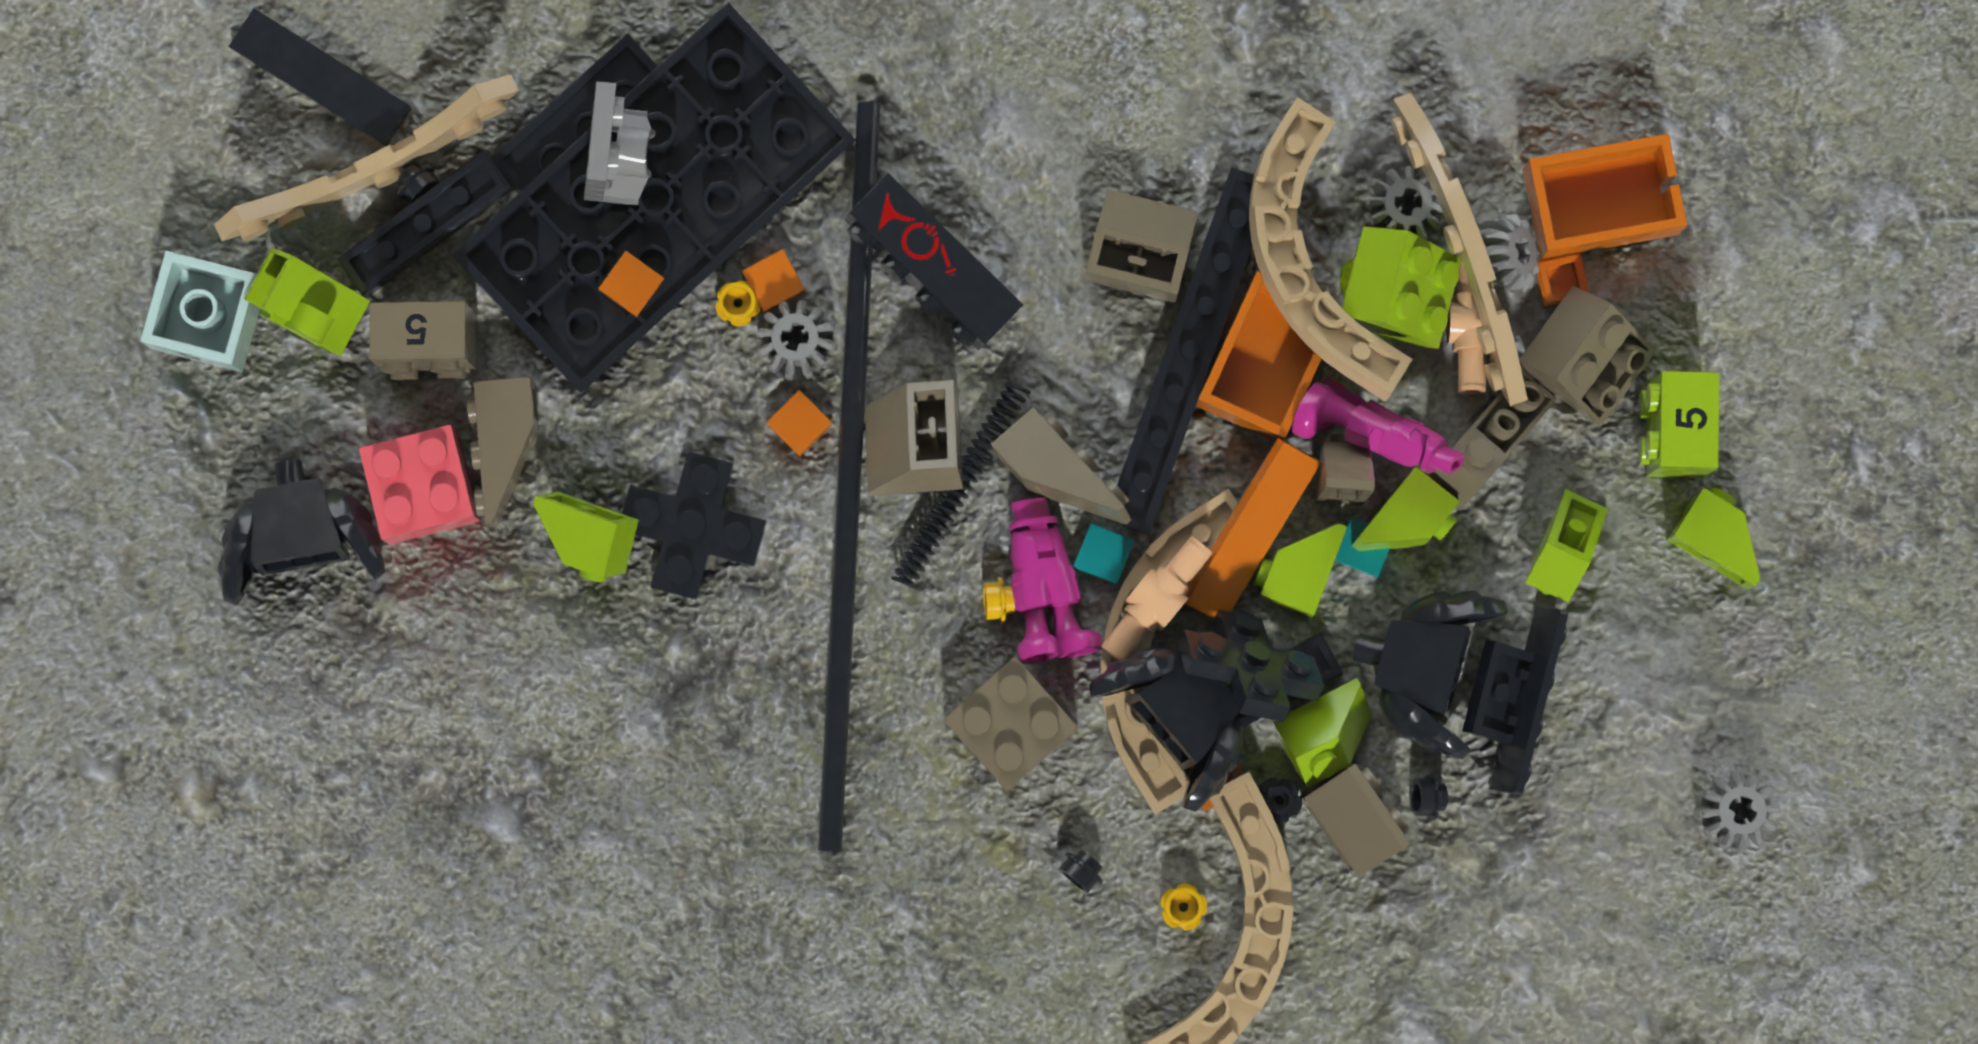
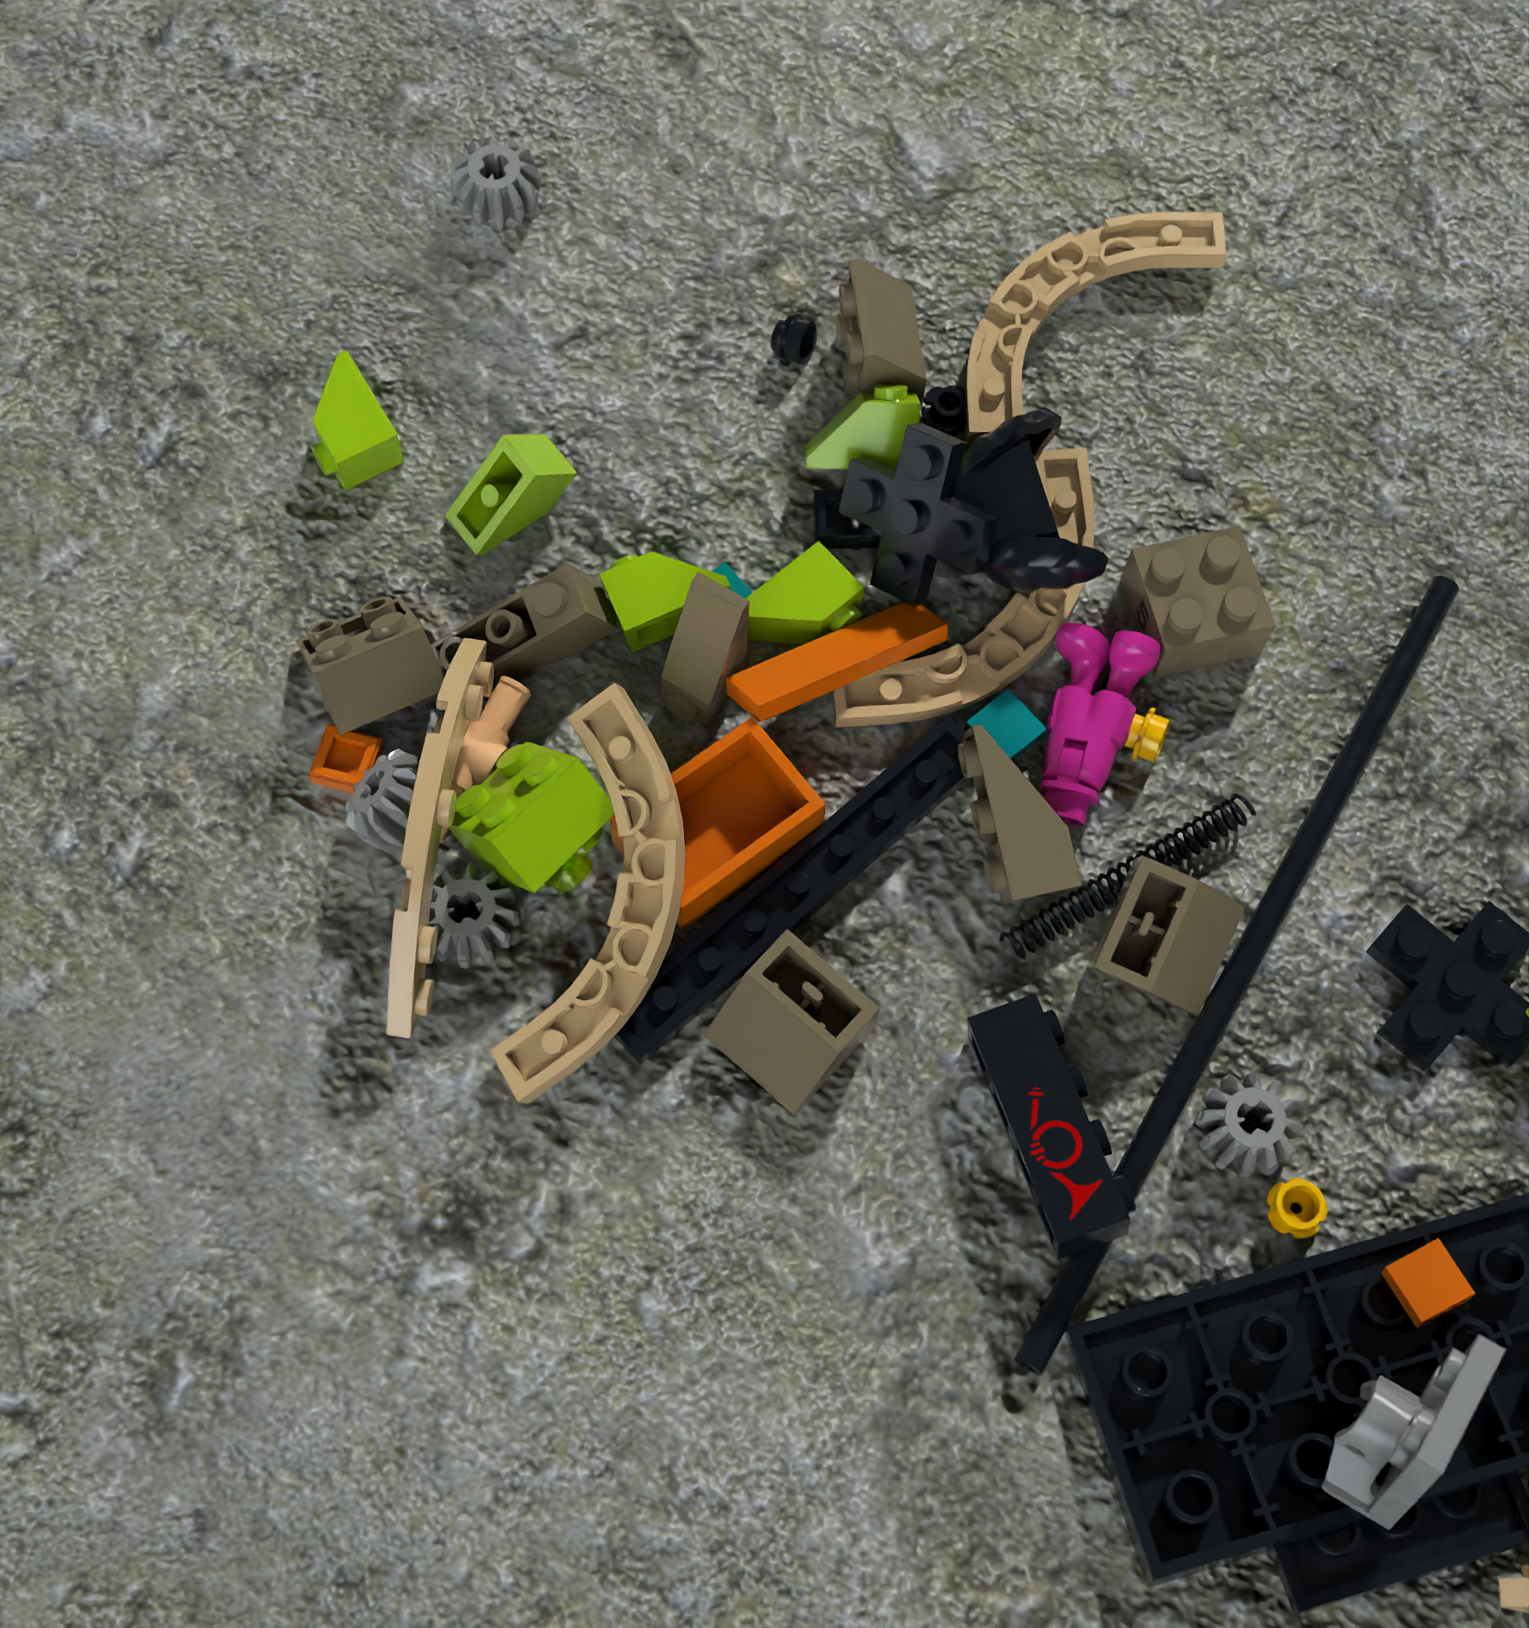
camera: 160 degrees left, 15 degrees down
(773, 281) = (1241, 1213): orange tile -> none
(799, 423) = (1283, 1035): orange tile -> none
(1082, 870) = (1187, 439): black plate -> none
(1157, 599) = (979, 635): light nougat pin -> none
(1196, 907) = (1099, 349): yellow plate -> none
(1373, 428) = (647, 671): dark pink piece -> none
(1423, 664) = (726, 451): black torso -> none
(1512, 697) = (649, 382): black bracket -> none
(1604, 196) = (245, 805): orange piece -> none
(1680, 425) = (319, 532): lime brick -> none

